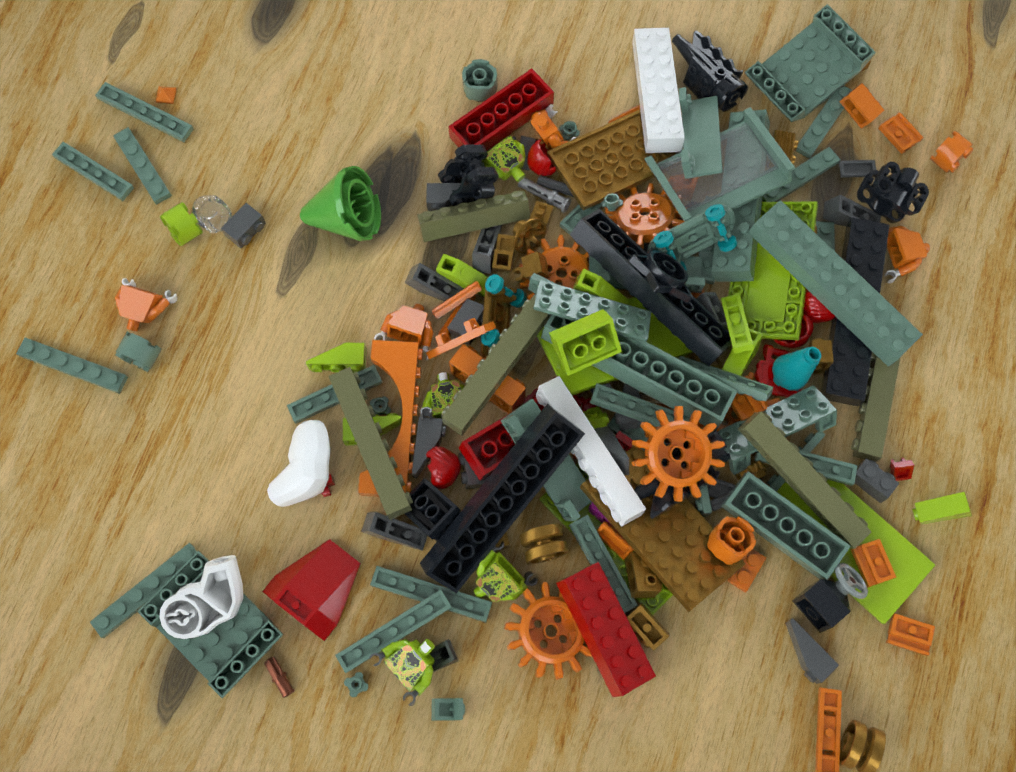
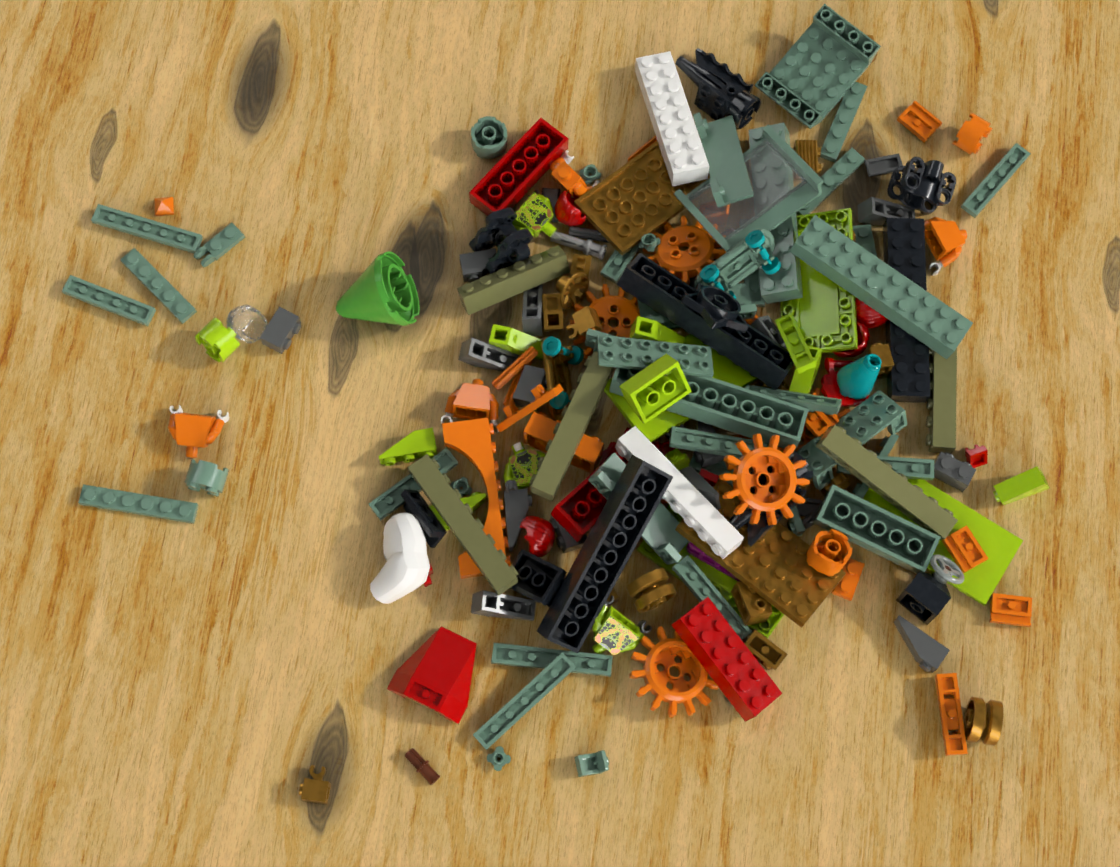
camera: 15 degrees left, 0 degrees up
(137, 596) = (271, 710): sand green plate -> none
(169, 679) = (315, 789): none -> pearl gold brick
(204, 604) = (339, 709): white piece -> none
(206, 138) = (219, 244): none -> sand green hinge
(230, 647) = (345, 728): sand green slope -> none
(335, 426) = (419, 508): none -> black panel
(410, 664) = (547, 728): torso -> none
(443, 655) = (573, 716): pearl dark grey slope -> none
(614, 540) = (718, 574): orange tile -> none
(861, 105) = (876, 100): orange brick -> none
(967, 201) = (995, 180): none -> sand green plate

